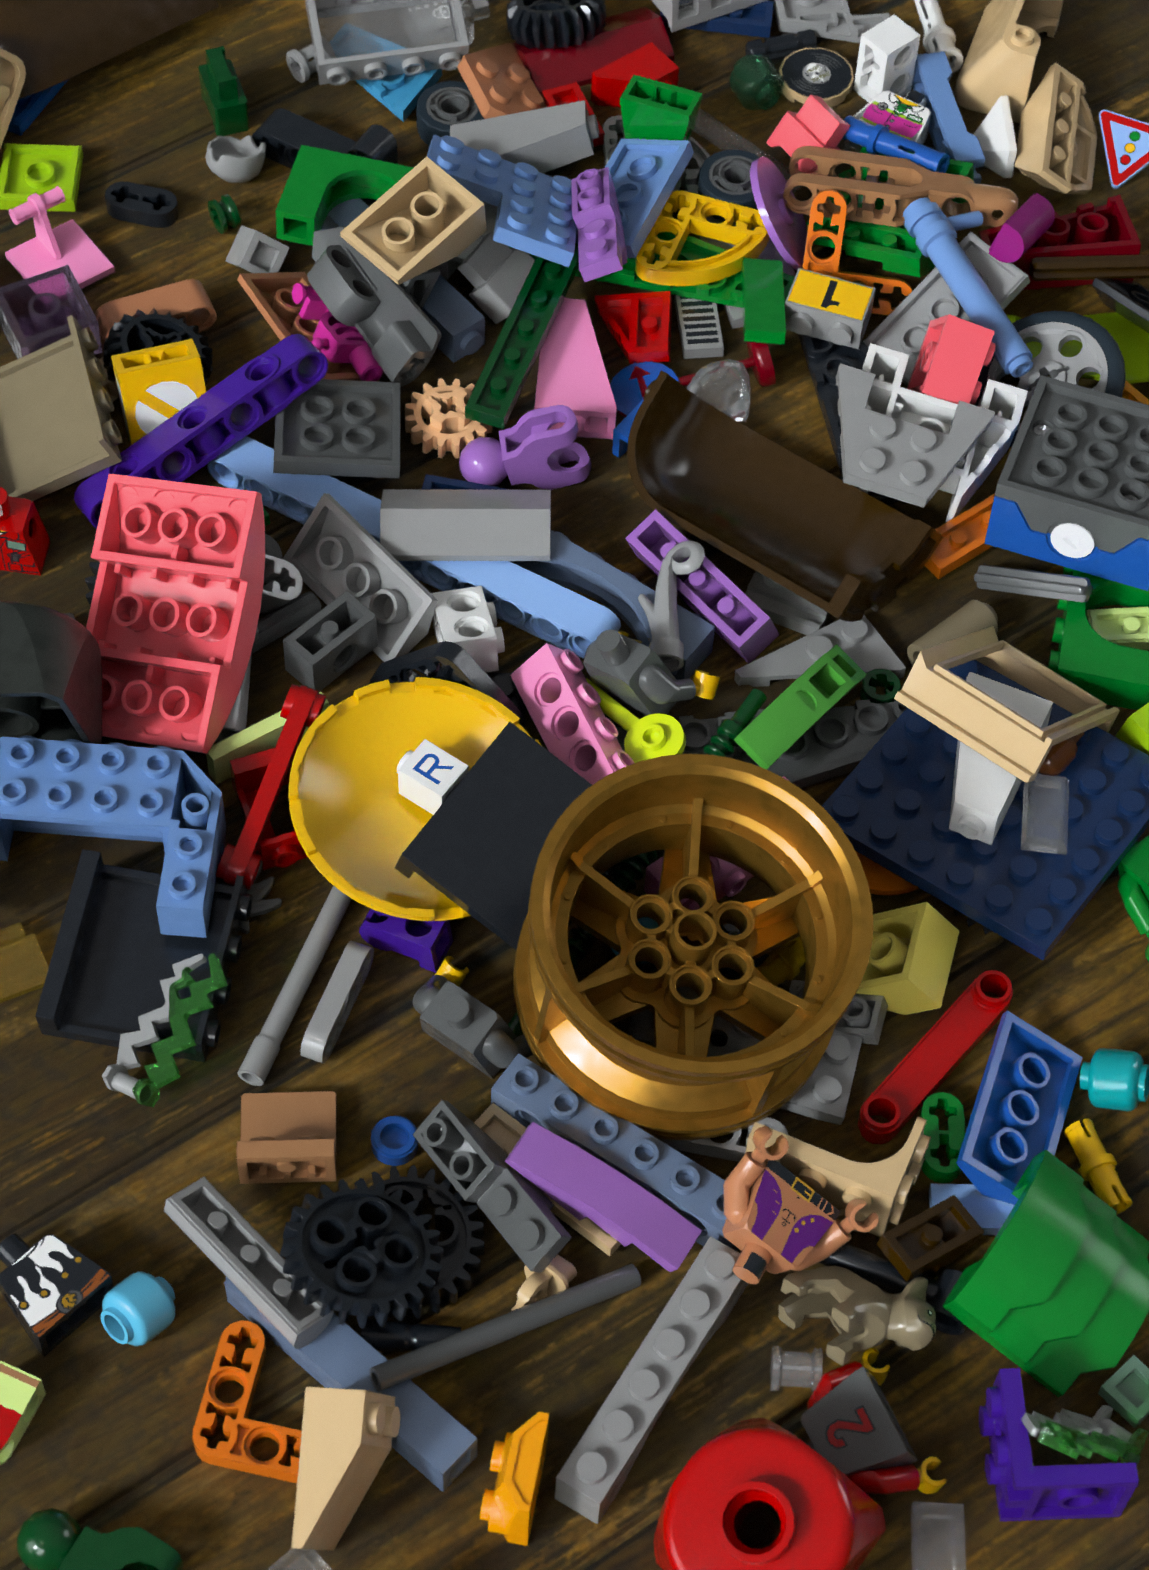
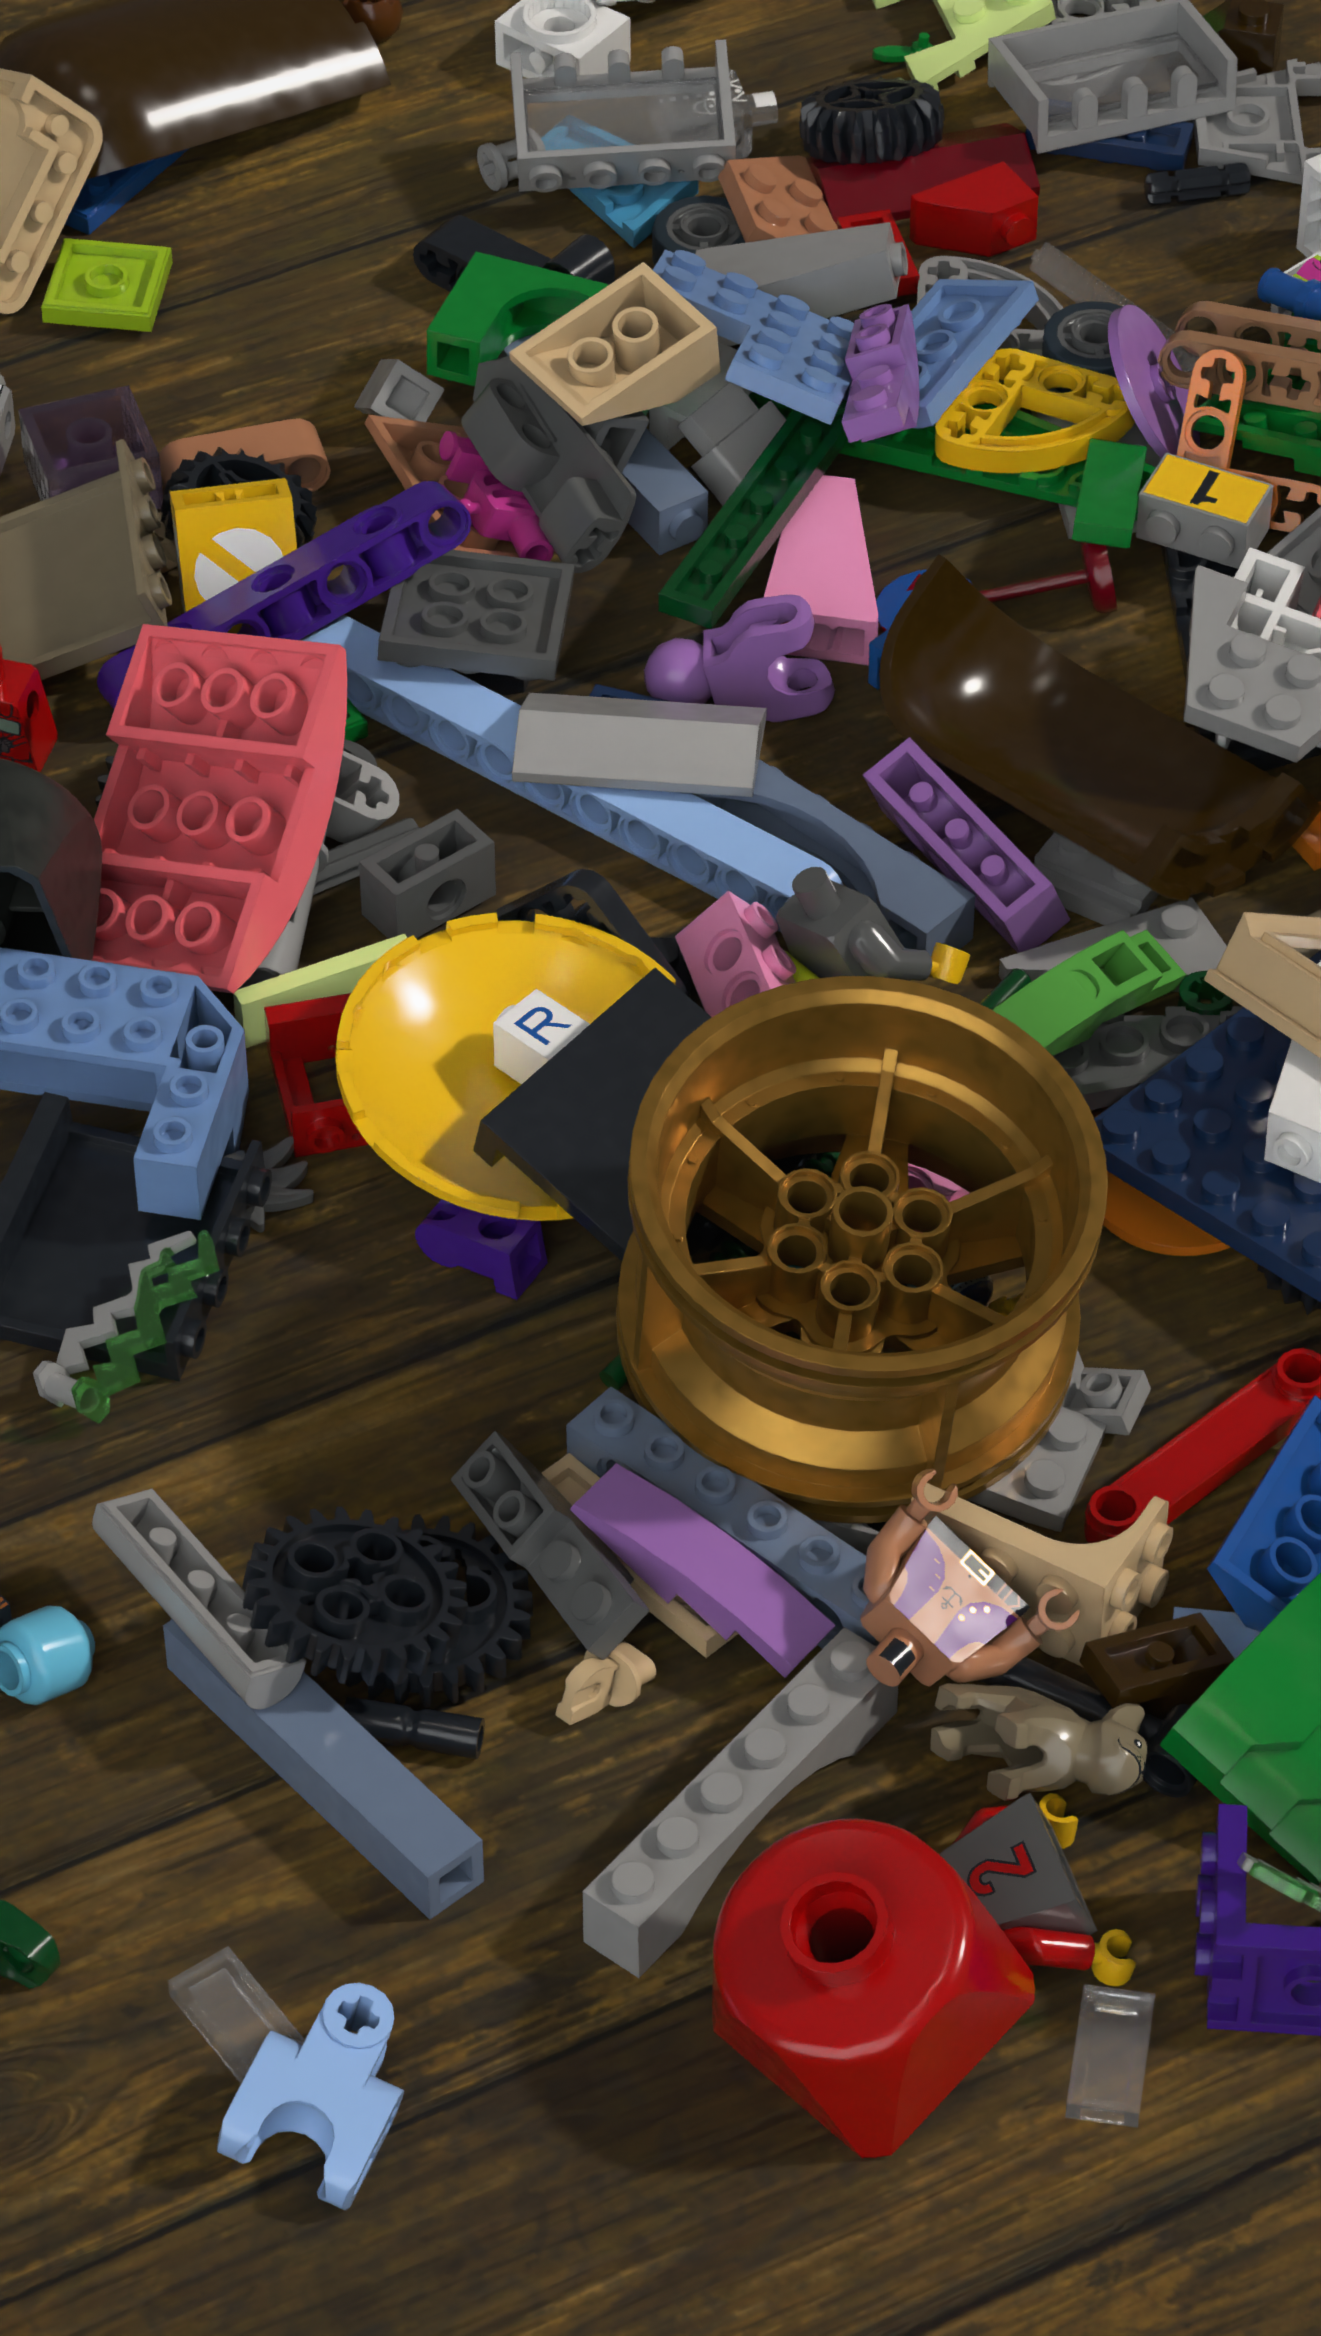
camera: 10 degrees right, 10 degrees down
(56, 246) = (137, 364): bright pink plate -> none
(141, 204) = (245, 328): black beam -> none
(223, 93) = (380, 193): dark green piece -> none
(224, 213) = (359, 344): dark green bush -> none
(235, 159) = (385, 278): light grey hair -> none
(242, 1431) = (165, 1817): orange beam -> none
(267, 1044) = (267, 1362): light grey piece -> none
(287, 1137) = (274, 1472): medium nougat bracket -> none
(300, 710) = (363, 943): red piece -> none
(337, 1002) = (371, 1317): light grey beam -> none
(340, 1454) = (287, 1835): tan slope -> none
(343, 556) = (462, 765): light grey slope -> none
(394, 1140) = (426, 1491): blue tile -> none
(445, 418) = (632, 616): light nougat gear -> none
(466, 1023) = (545, 1351): dark grey torso -> none
(470, 622) = (631, 865): white brick -> none
(504, 1327) = (543, 1716): dark grey piece -> none
(519, 1470) = (533, 1896): light orange slope -> none
(639, 324) = (932, 518): red wing -> none
(658, 110) = (995, 241): green torso -> none
(664, 612) = (902, 871): light grey plant -> none
(698, 328) = (1018, 533): light grey tile -> none
(725, 387) = (1040, 601): clear piece -> none
(756, 82) = (1150, 223): clear green head -> none
(795, 1368) = (941, 1808): clear bush -> none
(812, 126) = (1222, 277): coral piece -> none
(818, 74) = (1242, 227): black tile -> none
(910, 958) = (1180, 1326): light yellow slope -> none
(950, 1137) = (1190, 1553): green beam -> none

